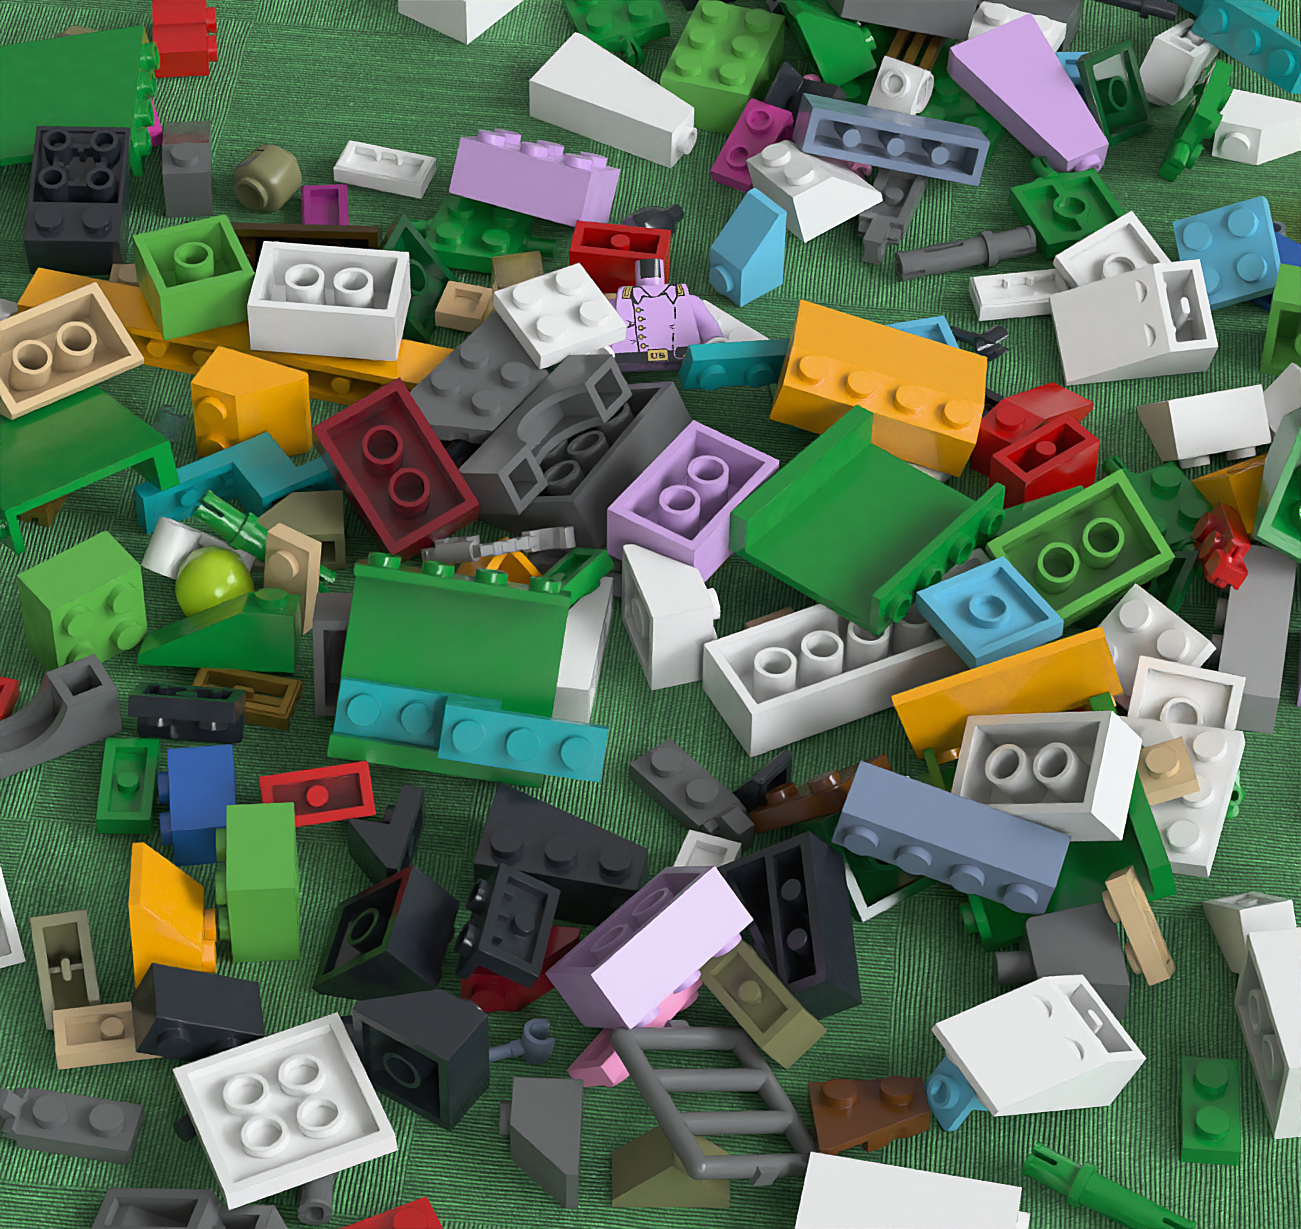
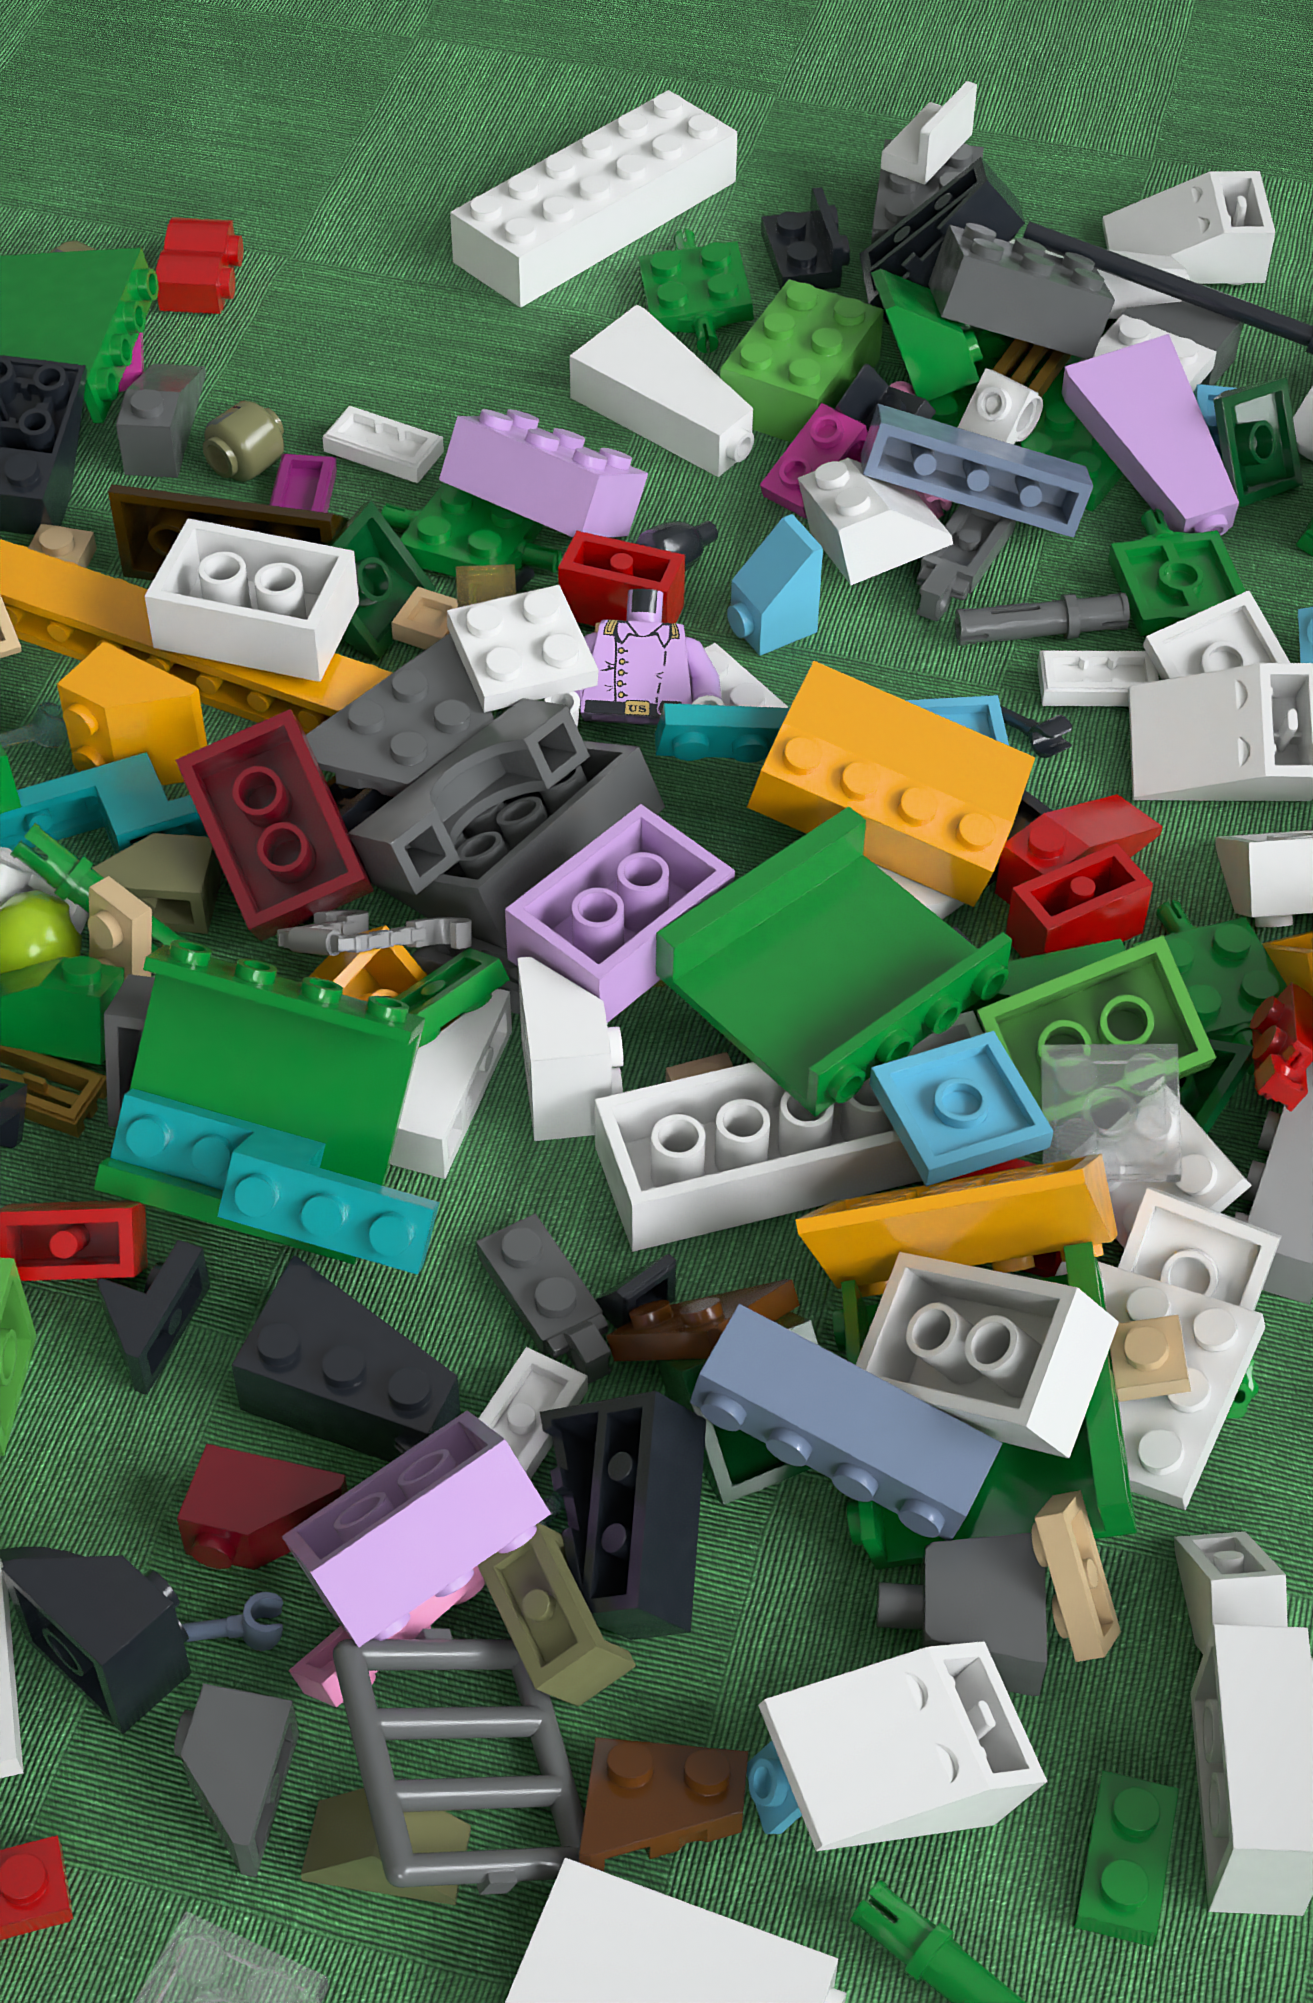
camera: 10 degrees right, 5 degrees up
(193, 276) = (101, 550): bright green brick -> none
(388, 939) = (111, 1454): black slope -> none
(507, 926) = (247, 1467): black bracket -> none
(1106, 592) = (1115, 1104): none -> clear plate

